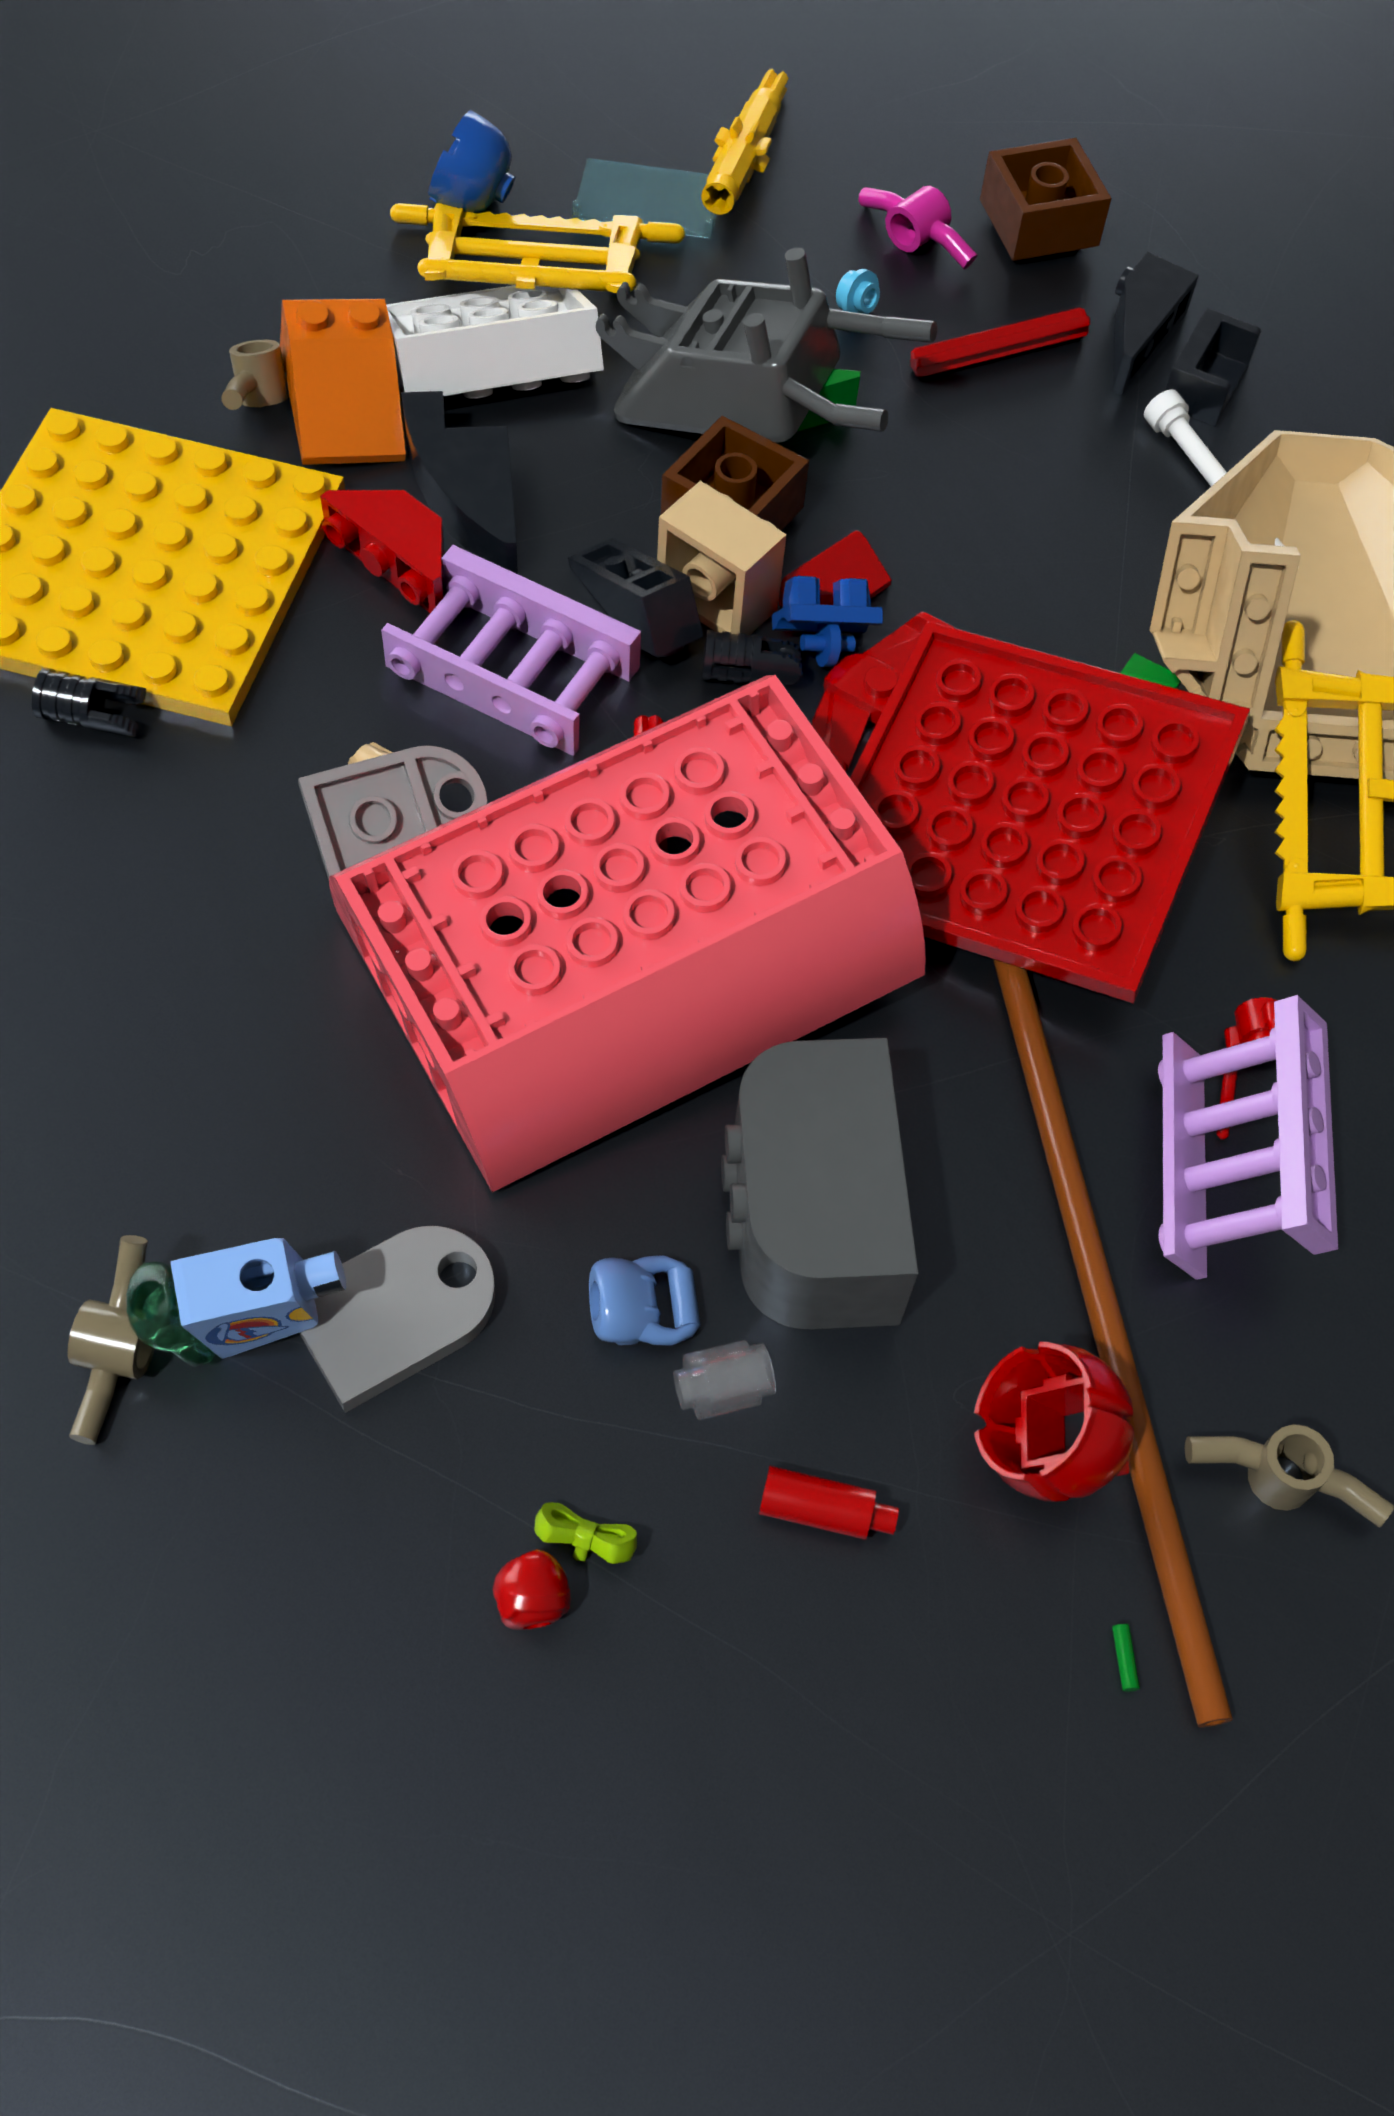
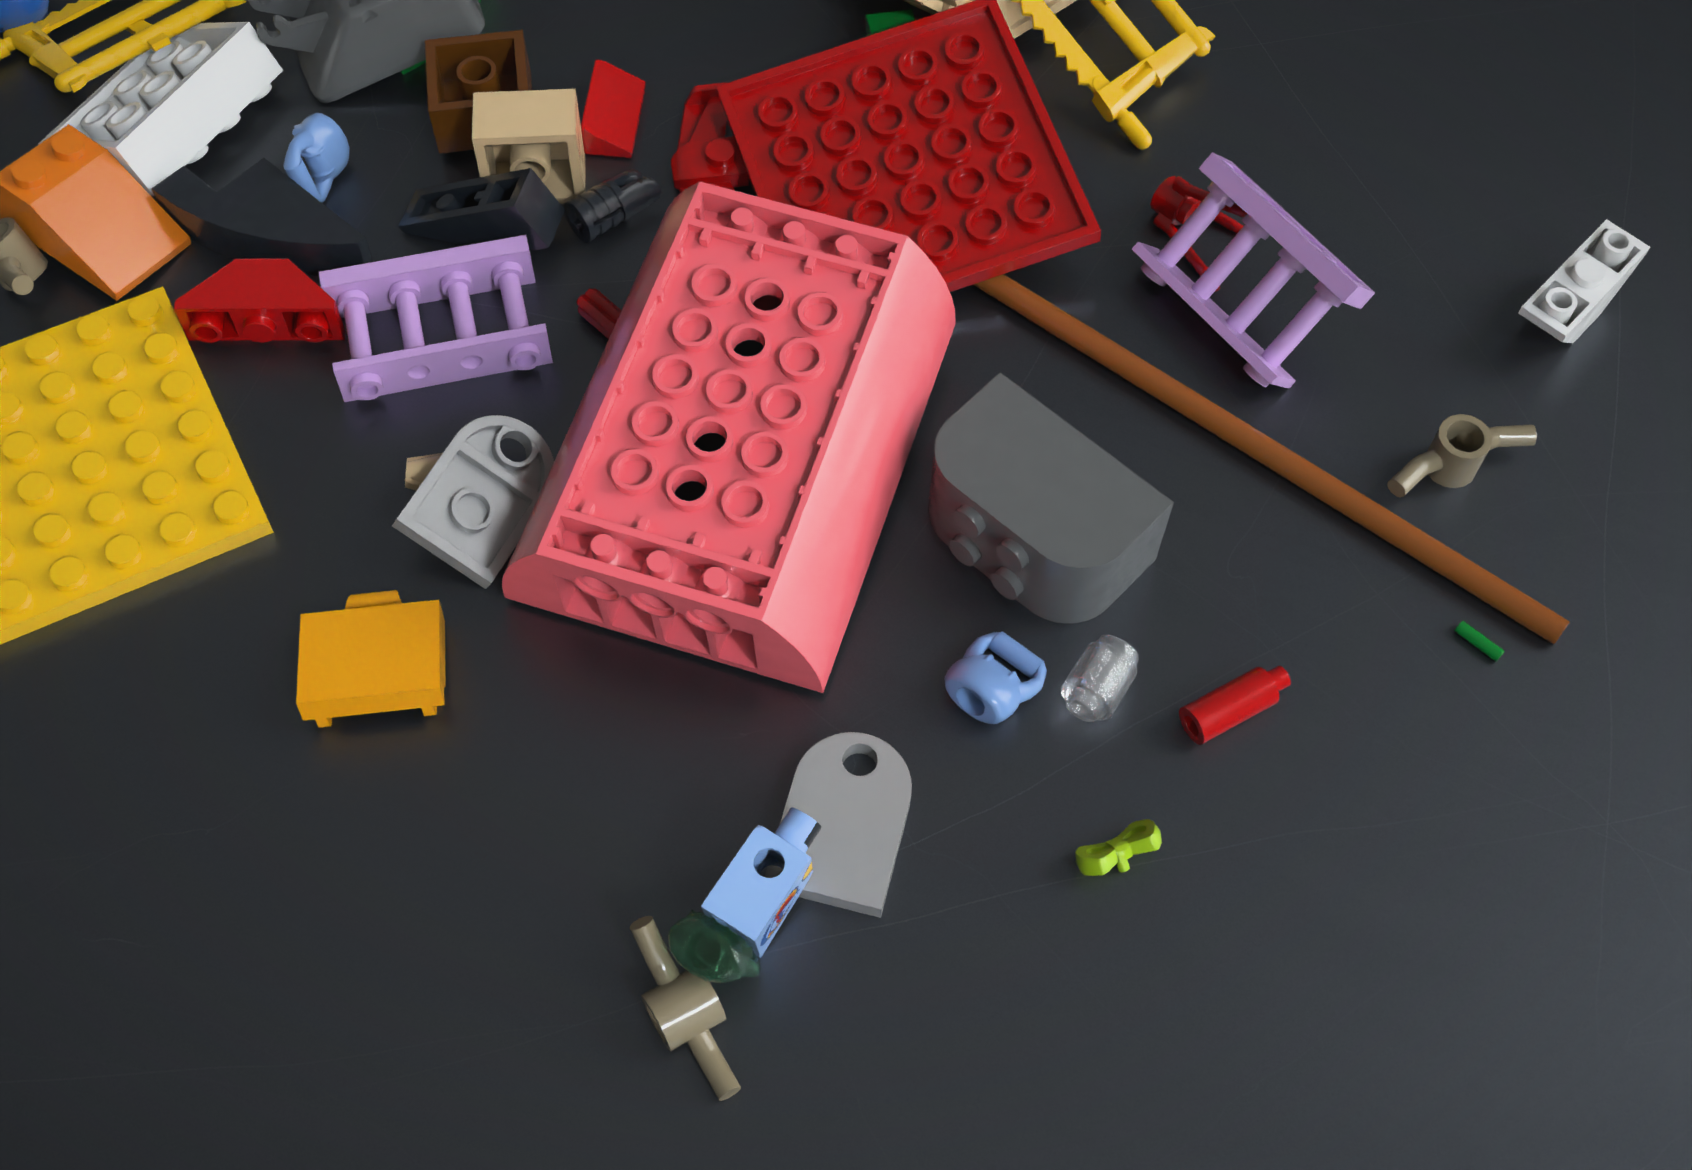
camera: 40 degrees left, 0 degrees up
(83, 701) = (135, 601): black hinge -> none
(187, 875) = (371, 658): none -> light orange piece
(531, 1591) = (1127, 911): red piece -> none
(564, 455) = (324, 150): none -> medium blue piece
(804, 613) = (649, 121): blue hips -> none
(1026, 1427) = (1287, 516): red piece -> none

